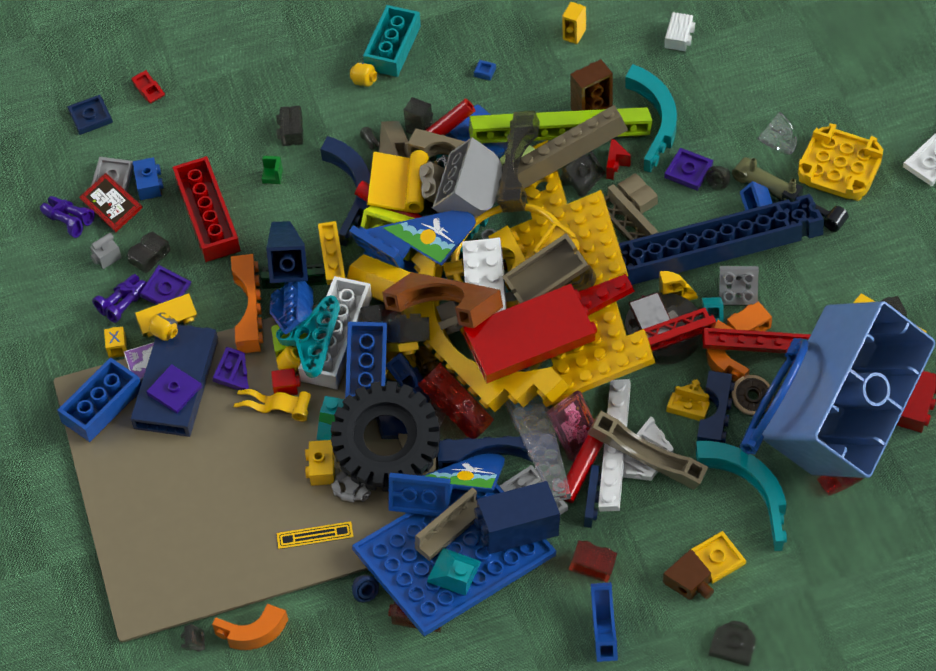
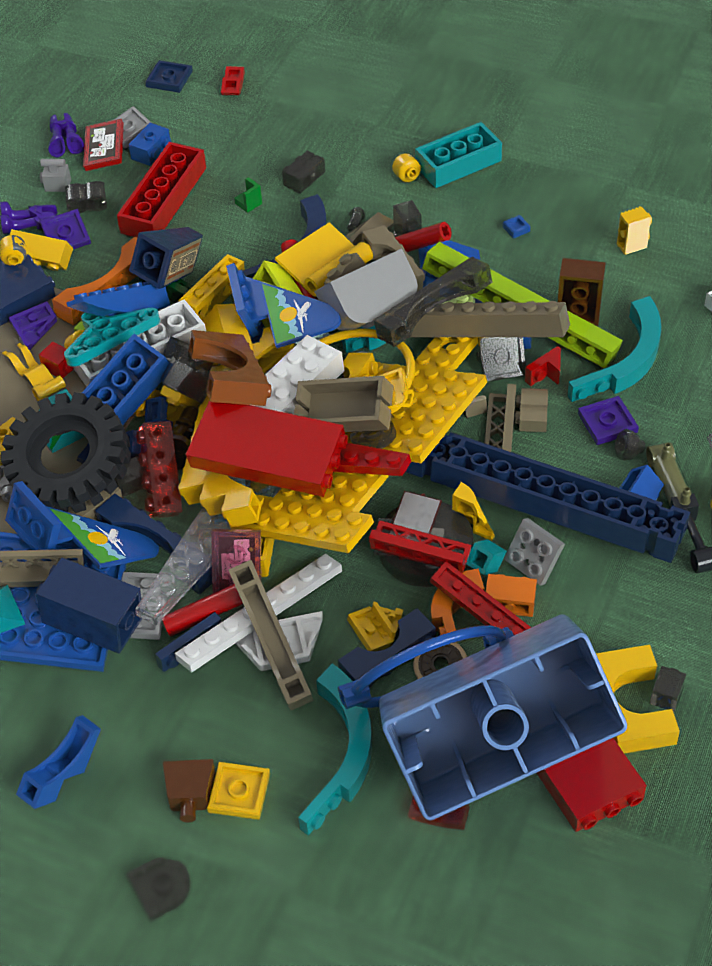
camera: 40 degrees right, 5 degrees down
(593, 561) = (121, 700): clear red brick -> none

